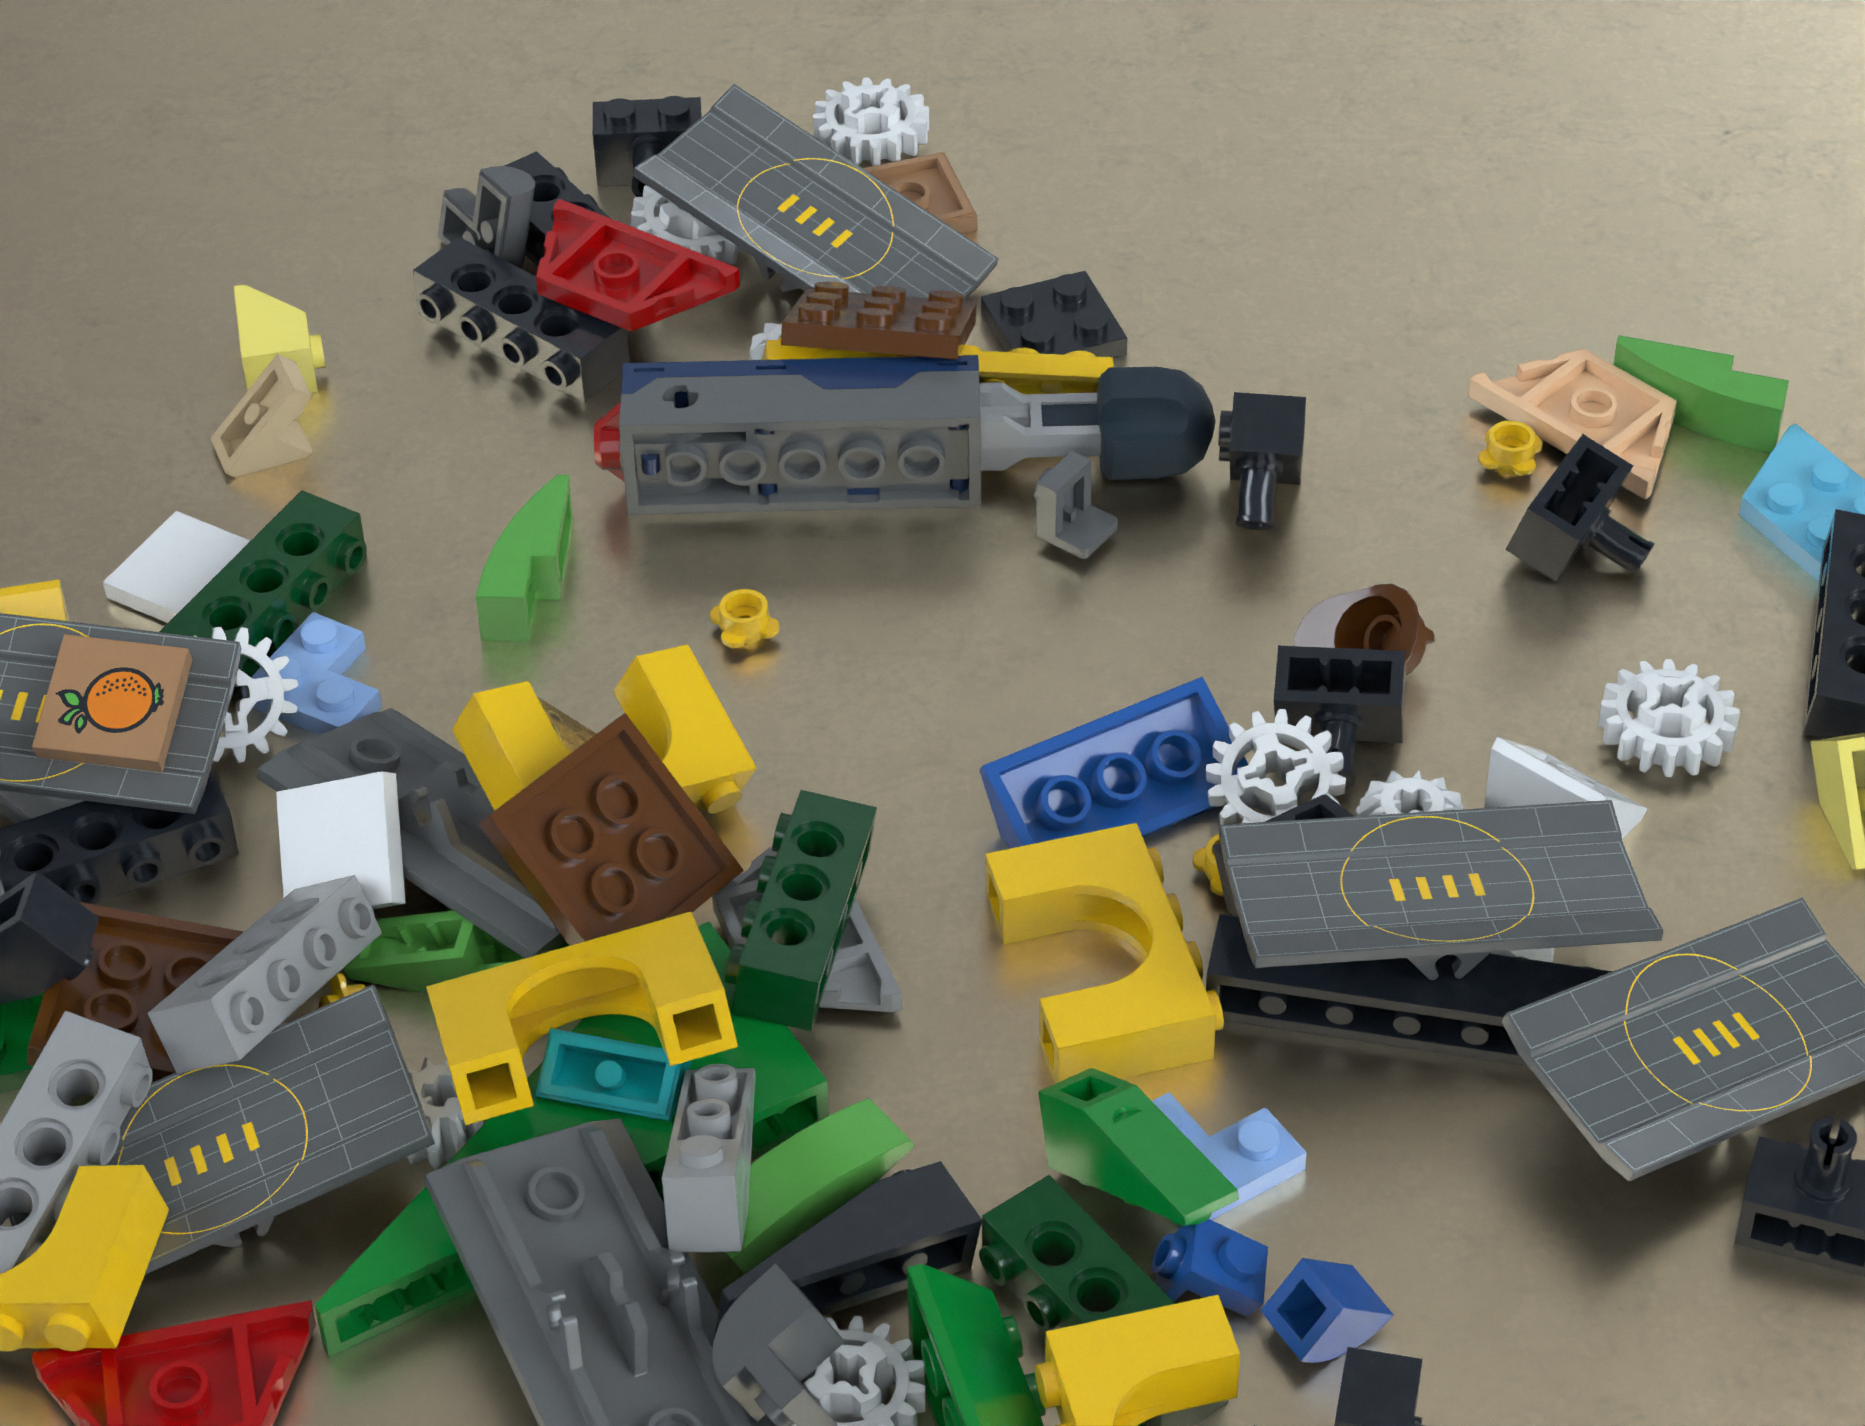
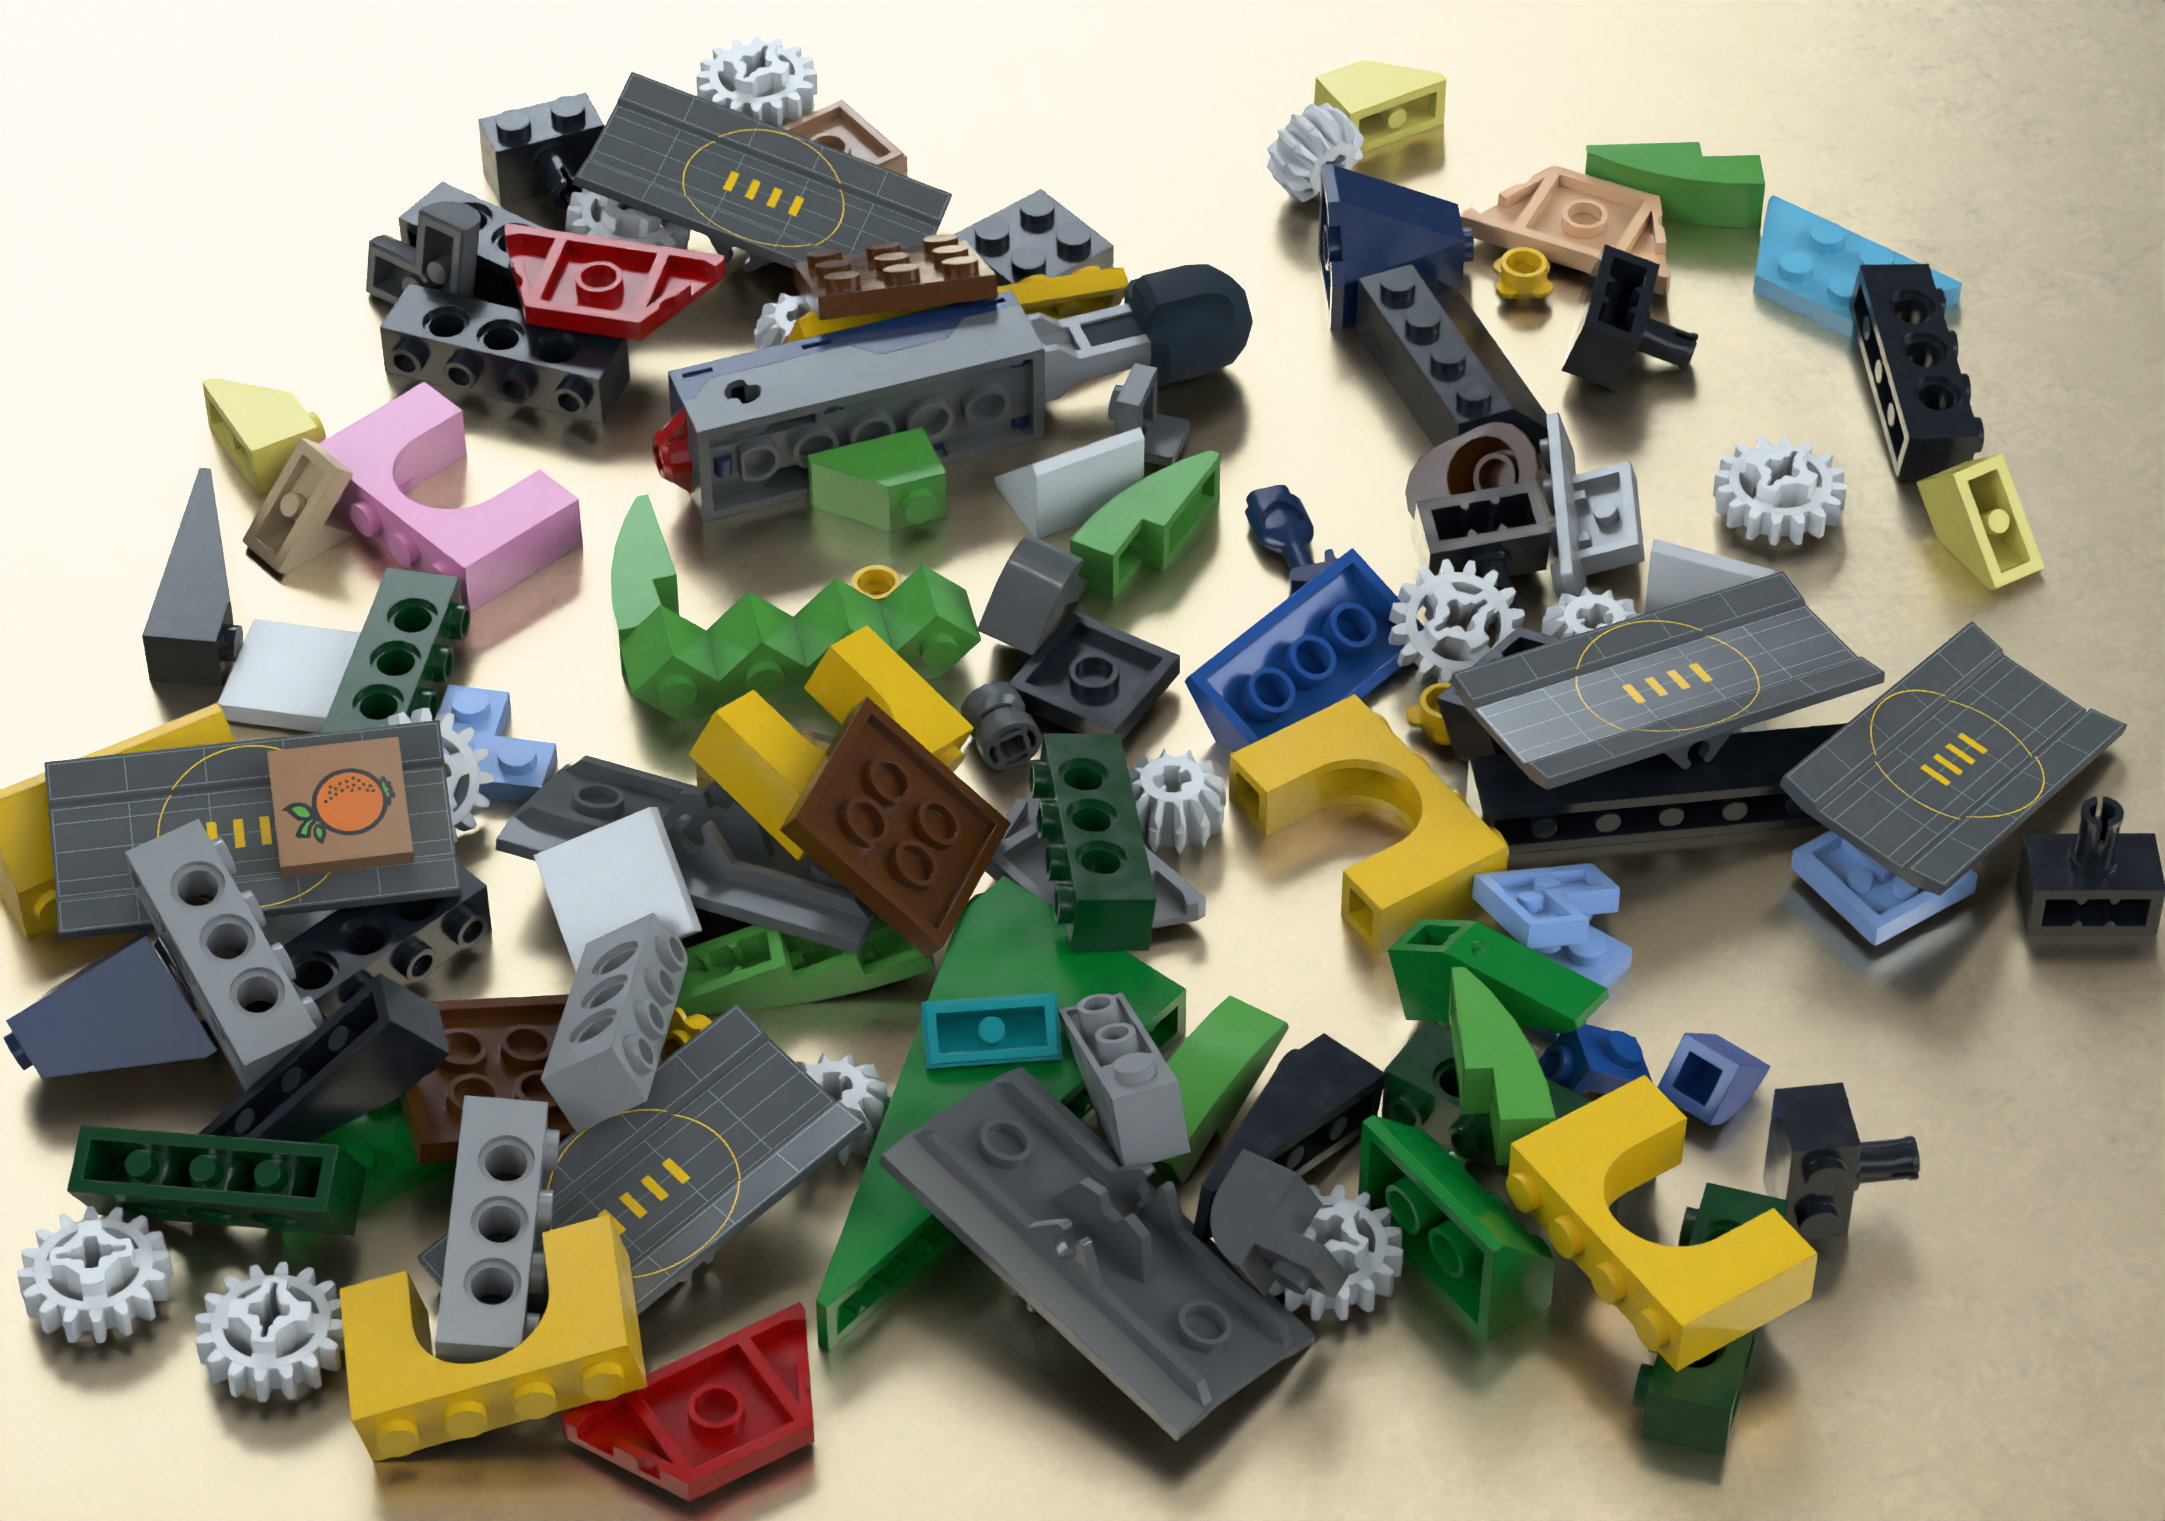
camera: 20 degrees left, 0 degrees up
(135, 479) = (191, 620): none -> slope
(395, 490) = (482, 544): none -> bright pink arch
(595, 642) = (775, 654): none -> bright green brick
(640, 972) = (1000, 926): yellow arch -> none
(790, 763) = (1001, 727): none -> dark grey wheel
(798, 511) = (881, 481): none -> bright green slope
(876, 651) = (1032, 594): none -> dark grey brick
(905, 748) = (1095, 677): none -> black plate
(918, 886) = (1177, 800): none -> white gear
(981, 556) = (1073, 484): none -> white slope
(1026, 608) = (1146, 523): none -> bright green slope
(1078, 1240) = (1495, 1065): none -> bright green slope
(1161, 642) = (1286, 529): none -> dark blue piece
(1223, 1080) = (1546, 904): none -> light blue plate
(1264, 448) = (1305, 320): black brick -> none
(1353, 288) = (1310, 140): none -> white gear
(1380, 392) = (1381, 227): none -> dark blue slope
(1399, 517) = (1441, 357): none -> black slope
(1441, 257) = (1384, 99): none -> light yellow slope
(1463, 697) = (1593, 512): none -> light grey bracket
(1574, 1167) = (1866, 891): none -> light blue plate

